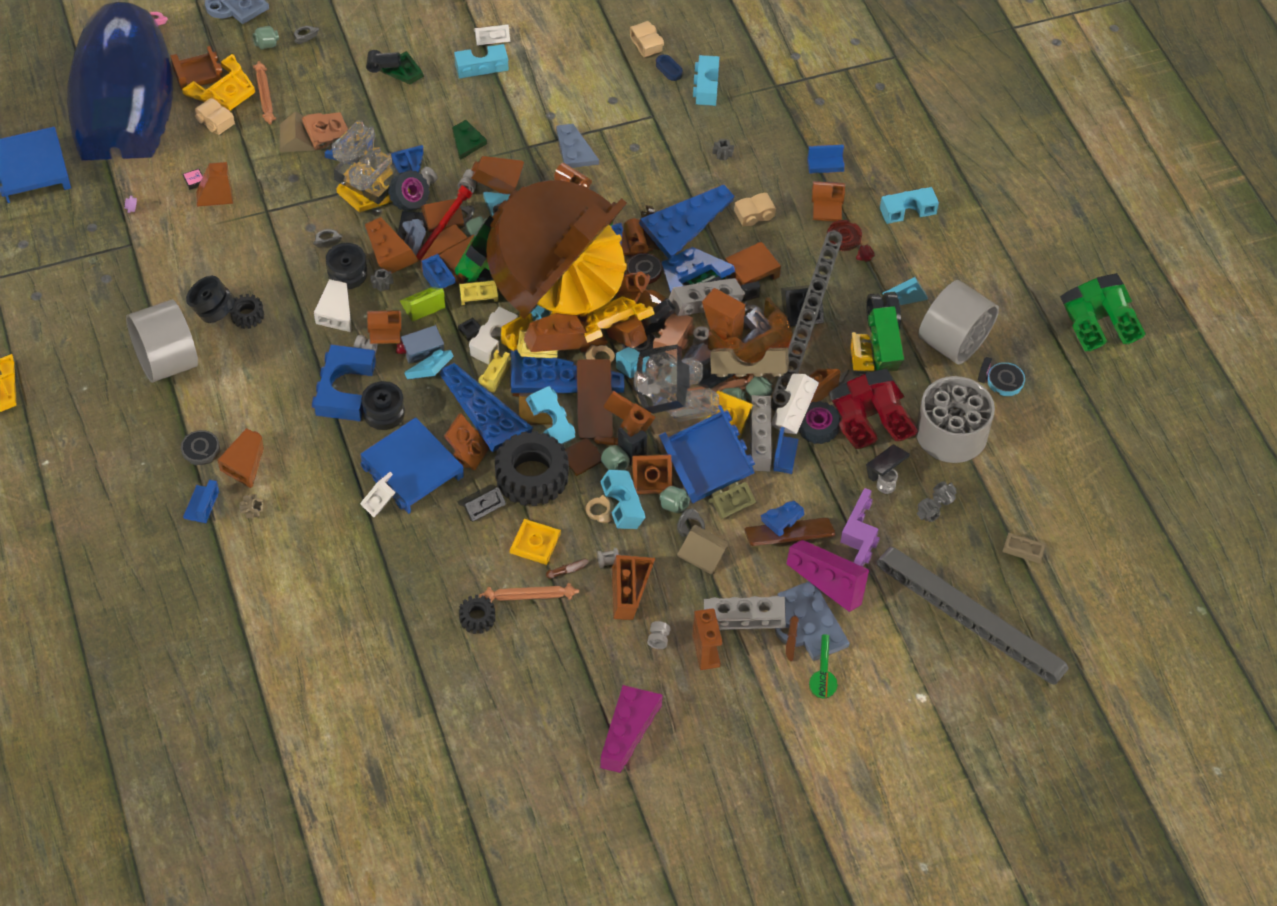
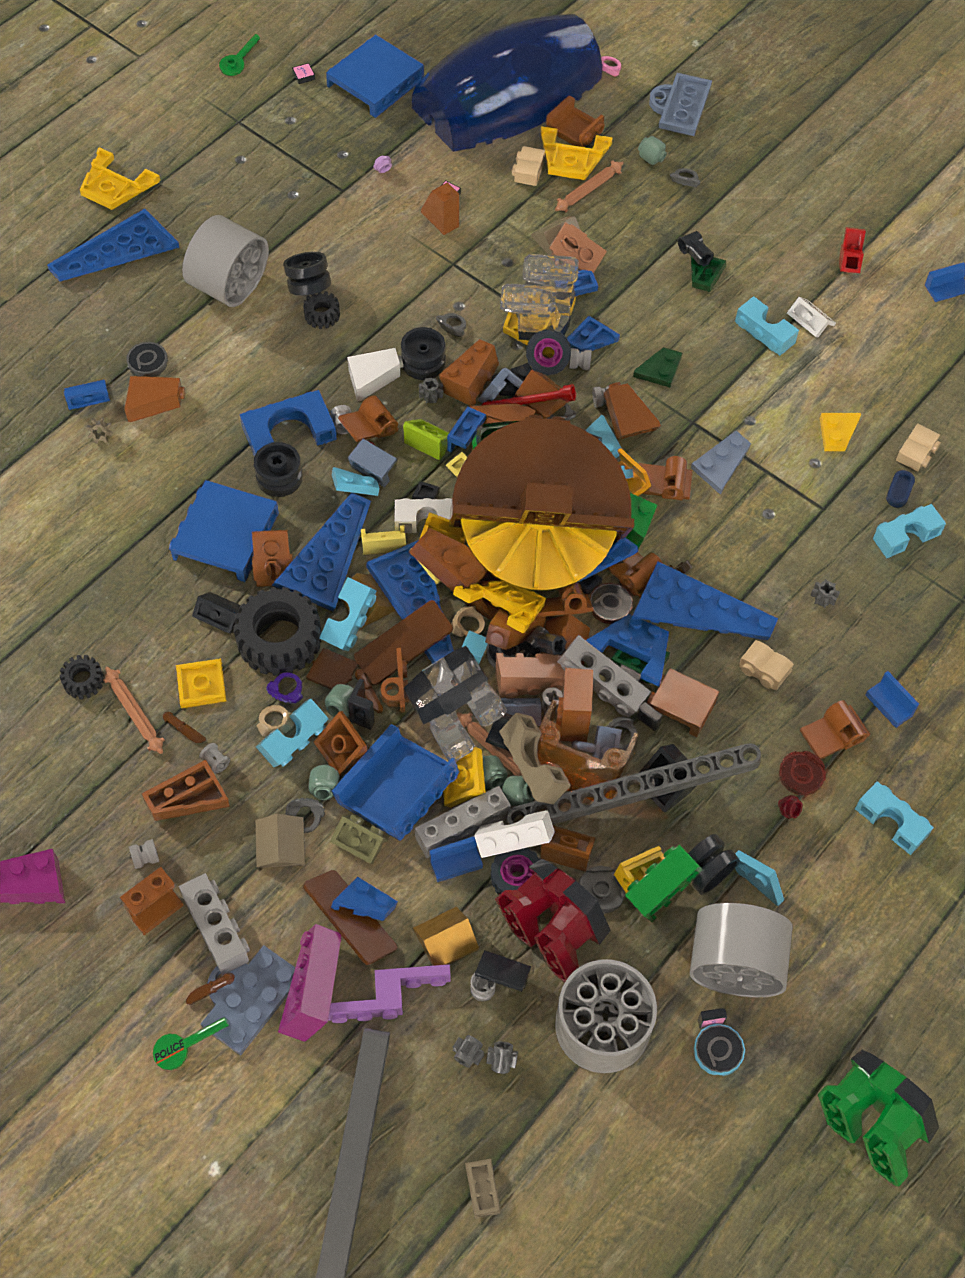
camera: 60 degrees right, 5 degrees up
(63, 412) = (125, 242): none -> blue wing
(378, 496) = (164, 514): white panel -> none
(571, 496) = (293, 697): none -> dark purple piece
(597, 73) = (838, 429): none -> yellow wing
(837, 485) = (447, 937): none -> pearl gold slope

